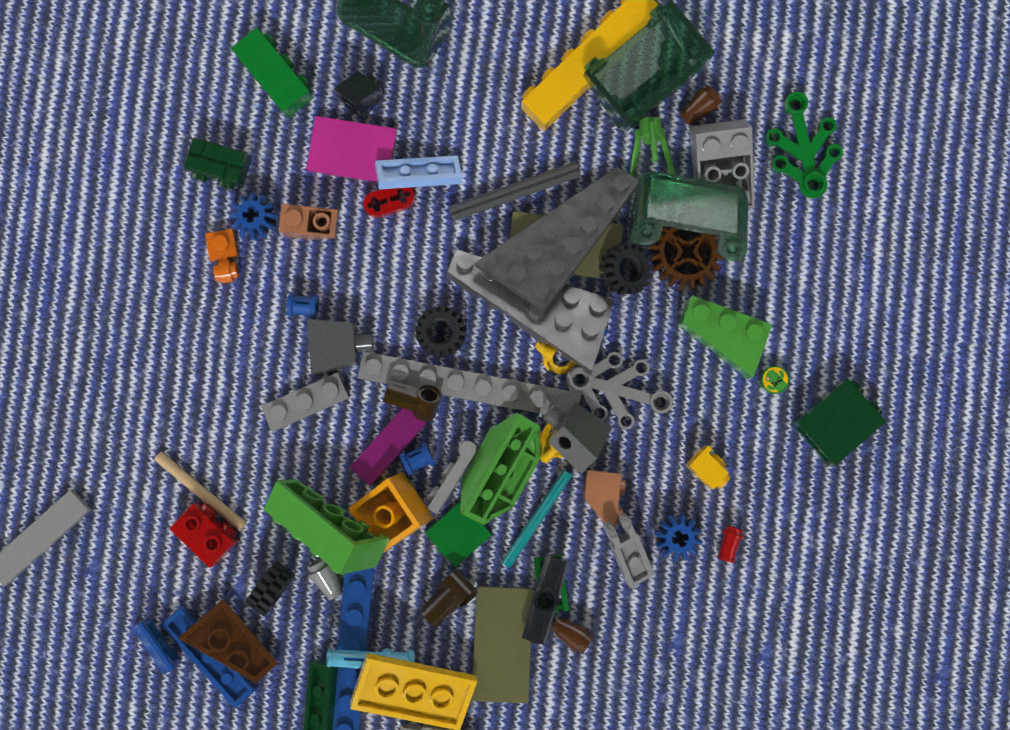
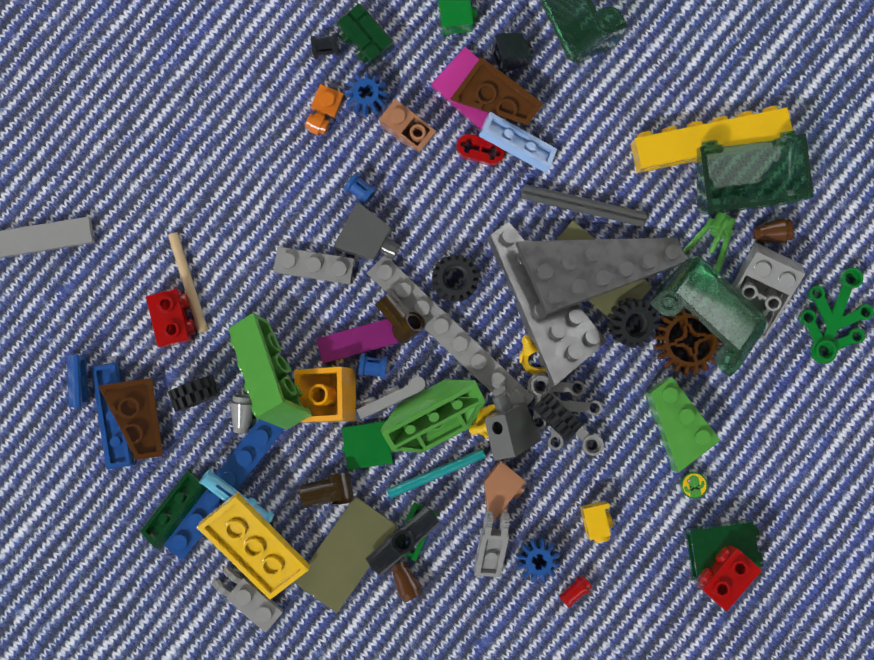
camera: 25 degrees right, 0 degrees up
(187, 196) = (325, 46): none -> black bush
(368, 140) = (494, 92): none -> reddish brown wing
(612, 397) = (557, 416): none -> black tyre
(857, 443) = (728, 577): none -> red brick

